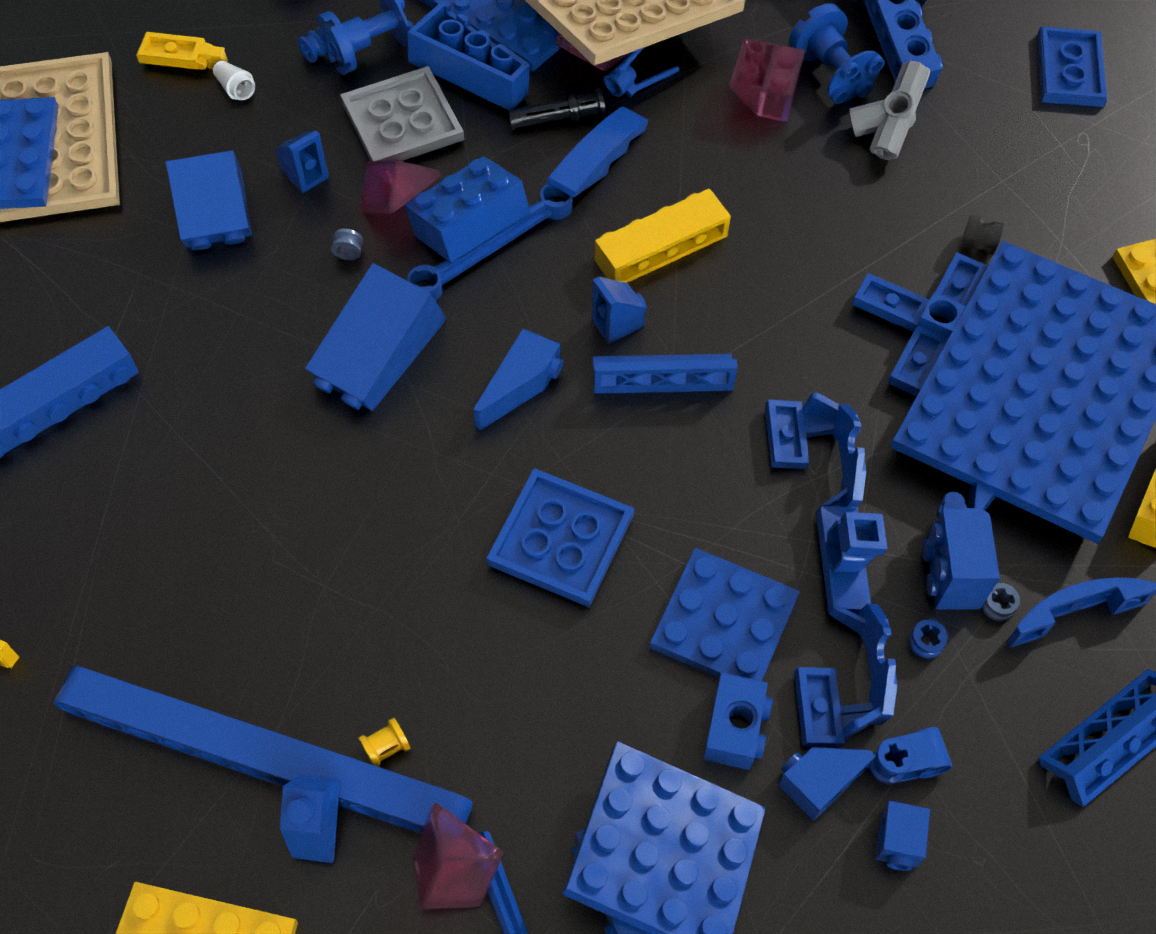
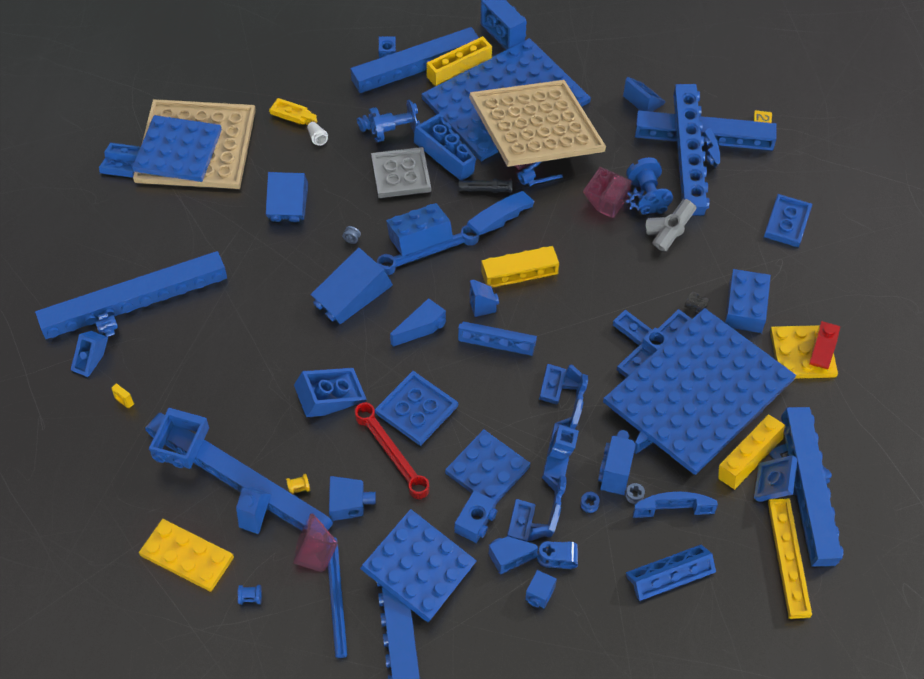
camera: 15 degrees right, 5 degrees down
(125, 673) = (183, 420): none -> blue window
(303, 160) = (341, 185): blue slope -> none
(389, 543) = (328, 391): none -> blue slope
(393, 184) = (384, 208): clear pink slope -> none
(488, 745) = (348, 498): none -> blue torso
(540, 629) = (391, 450): none -> red piece
(812, 76) = (633, 203): none -> blue gear
(1064, 212) = (747, 300): none -> blue brick

